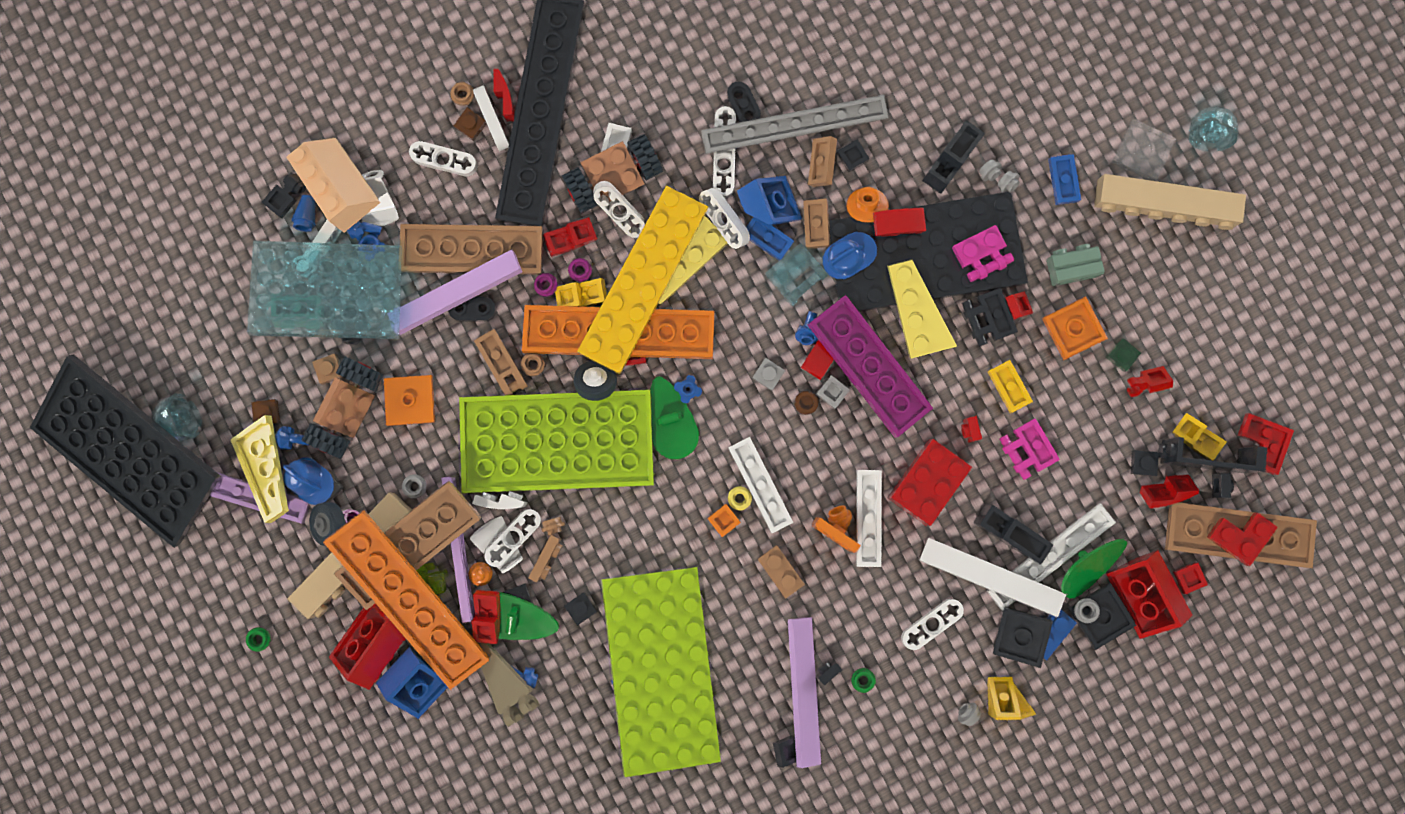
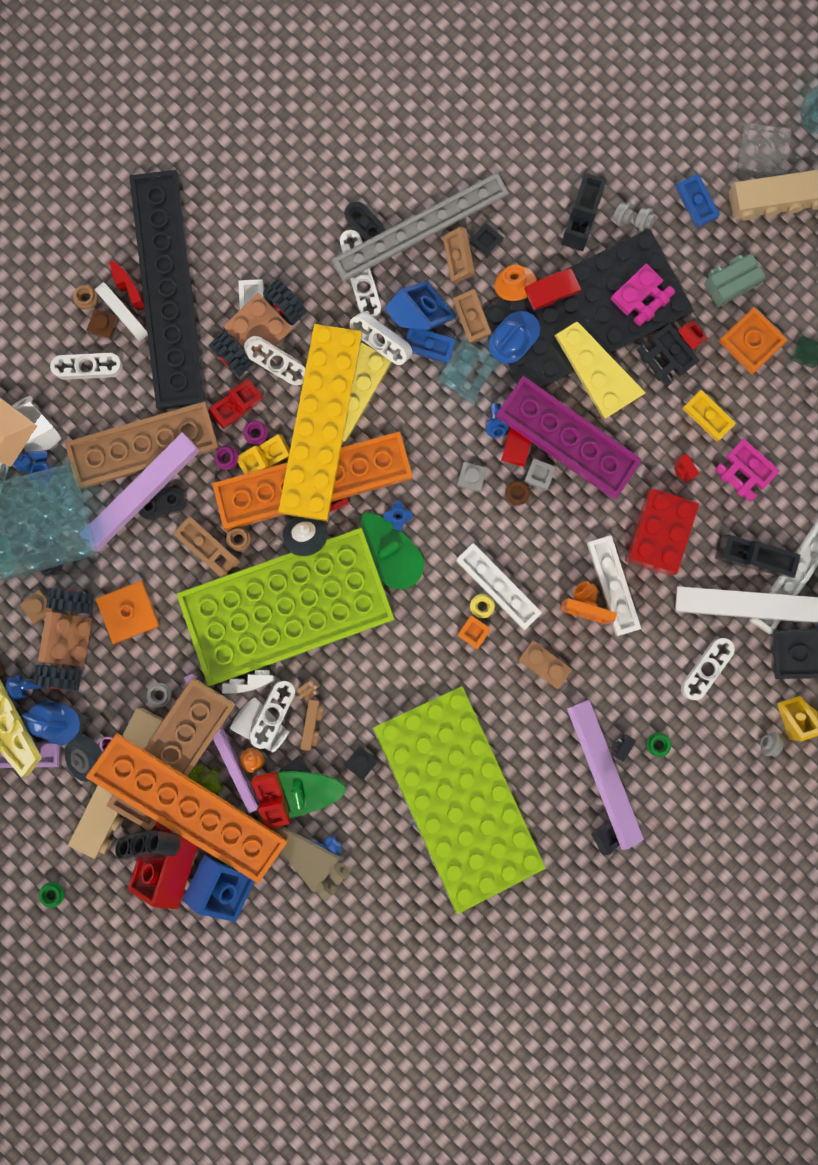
camera: 20 degrees left, 0 degrees up
(359, 623) = (147, 846): none -> black beam

